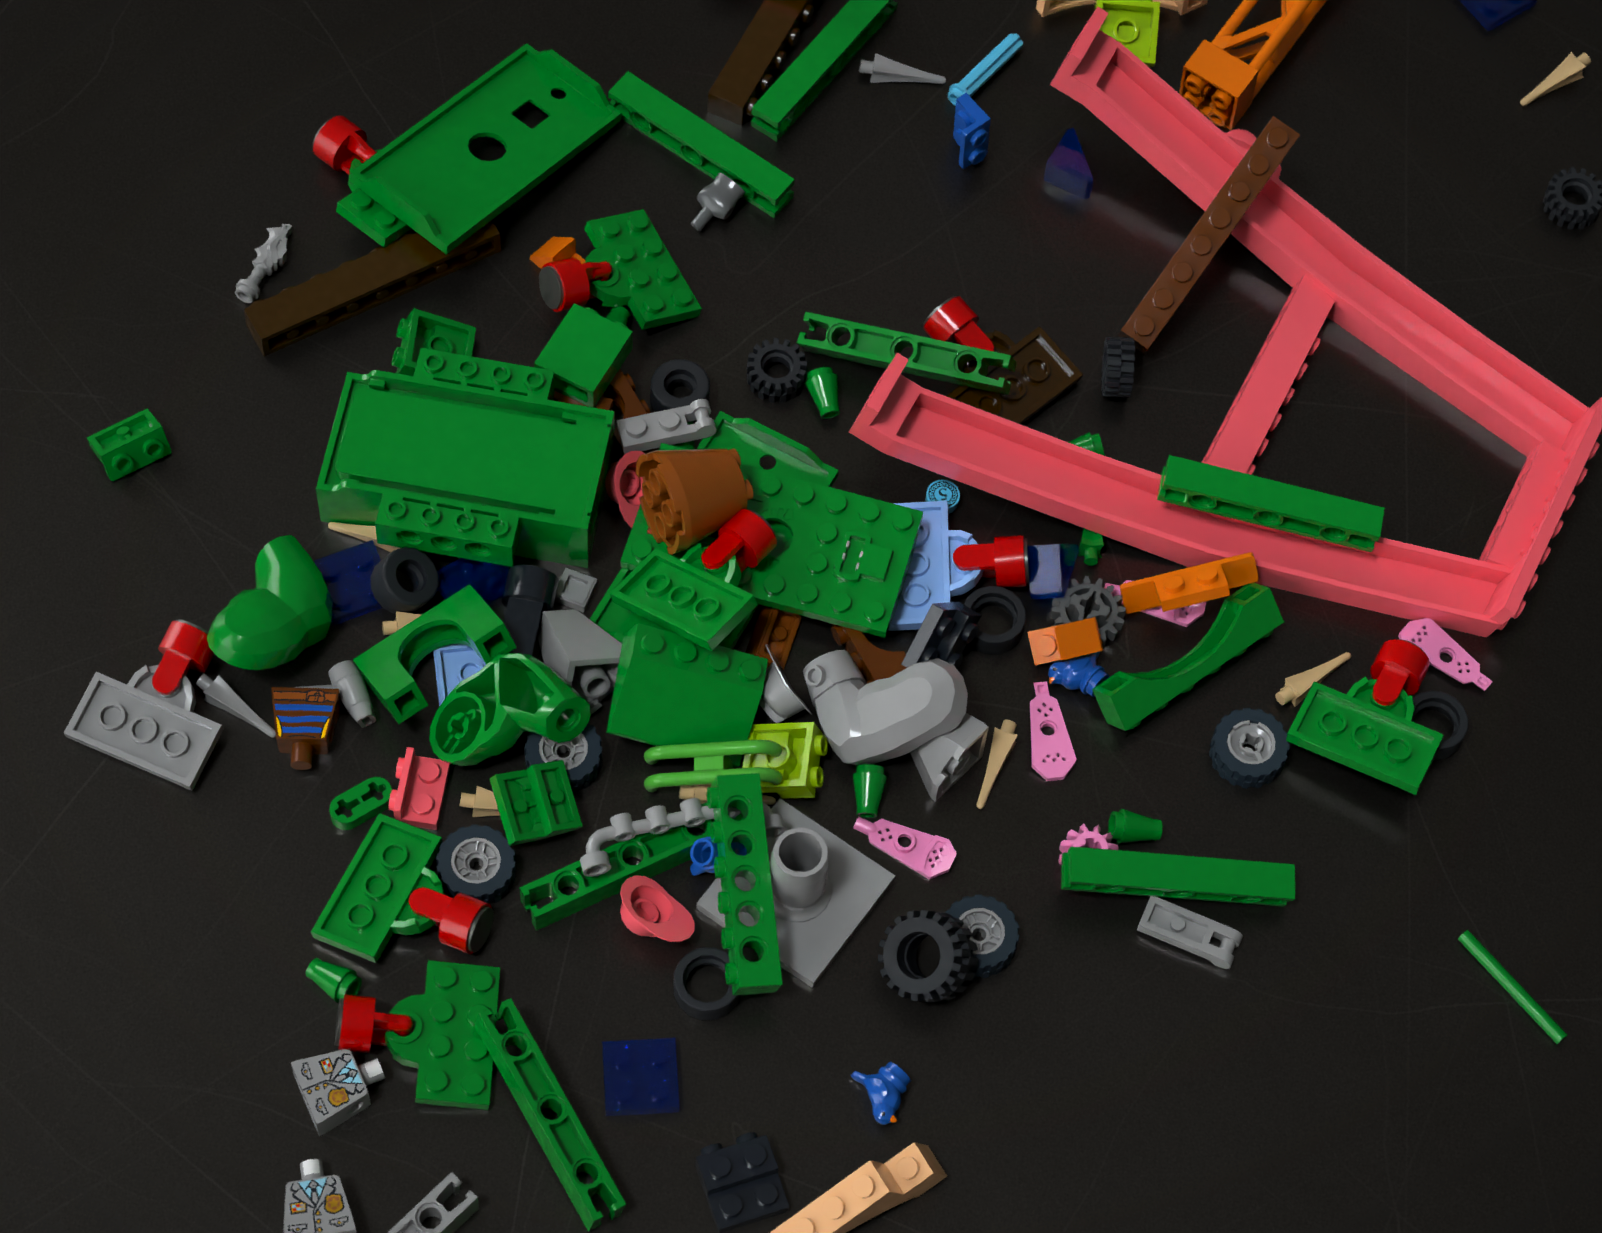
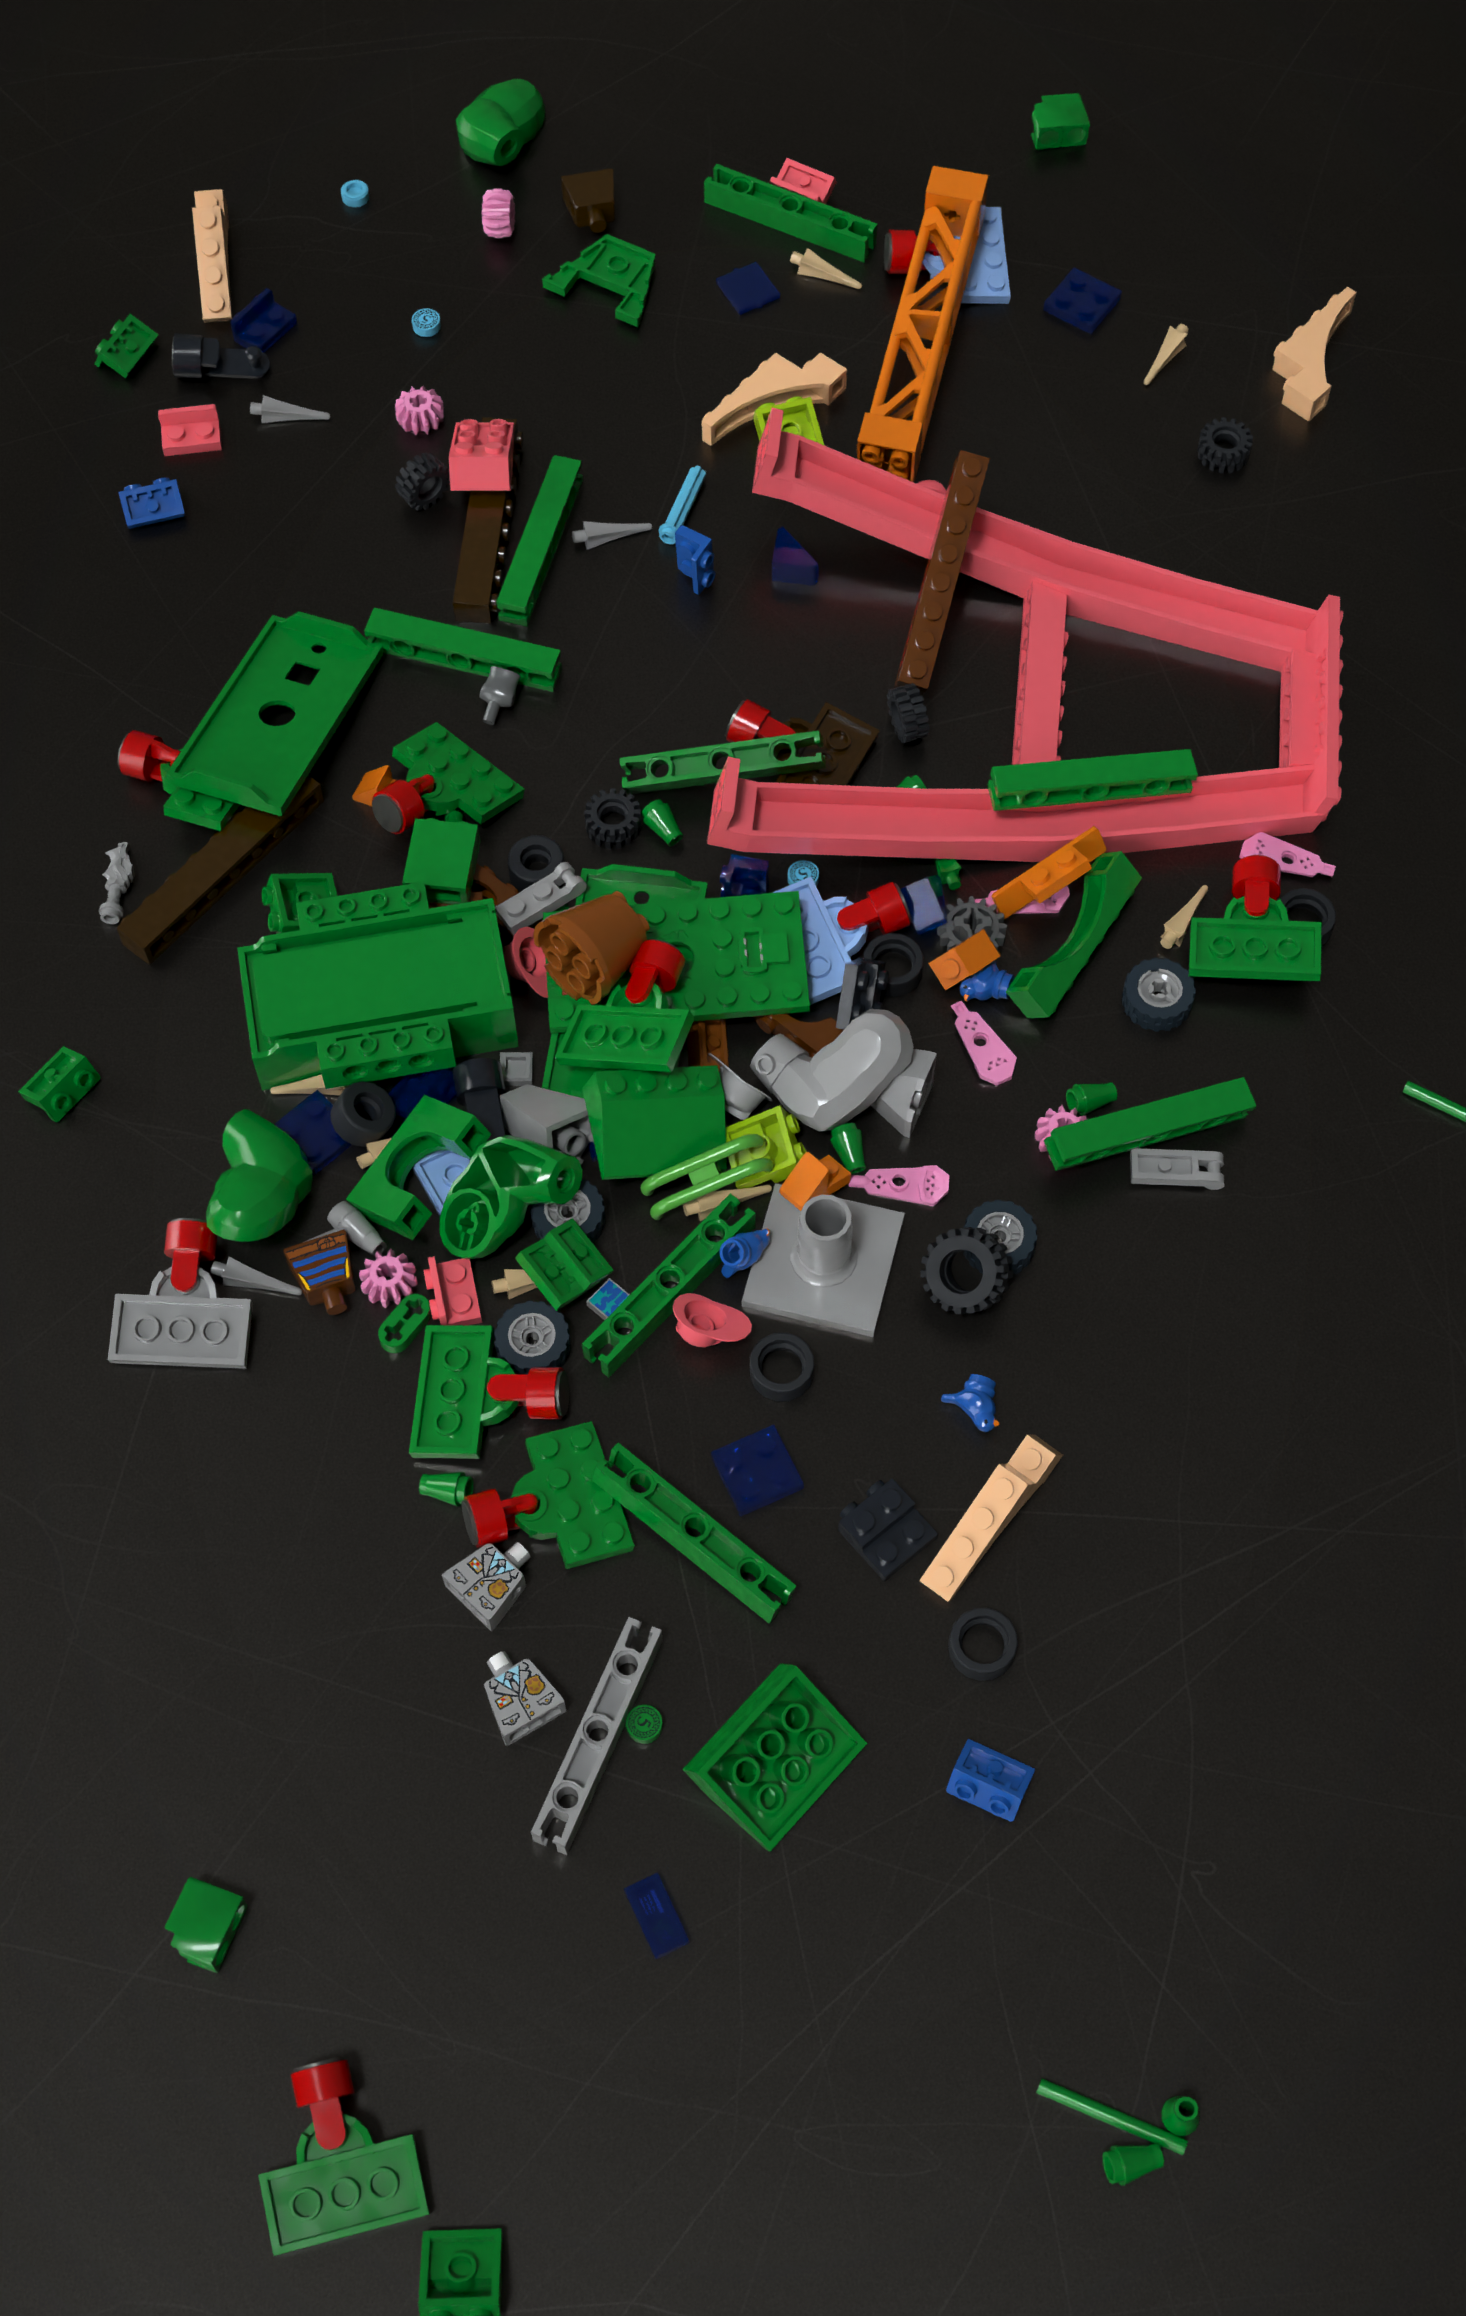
camera: 15 degrees left, 0 degrees up
(362, 740) = (390, 1266): none -> bright pink gear
(565, 851) = (607, 1299): none -> tile
(657, 822) = (707, 1224): light grey bar -> none
(745, 794) = (753, 1188): green brick -> none
(819, 809) = (814, 1178): none -> orange slope
(877, 479) = (744, 876): none -> clear blue bracket
(1001, 747) = (946, 1070): tan piece -> none

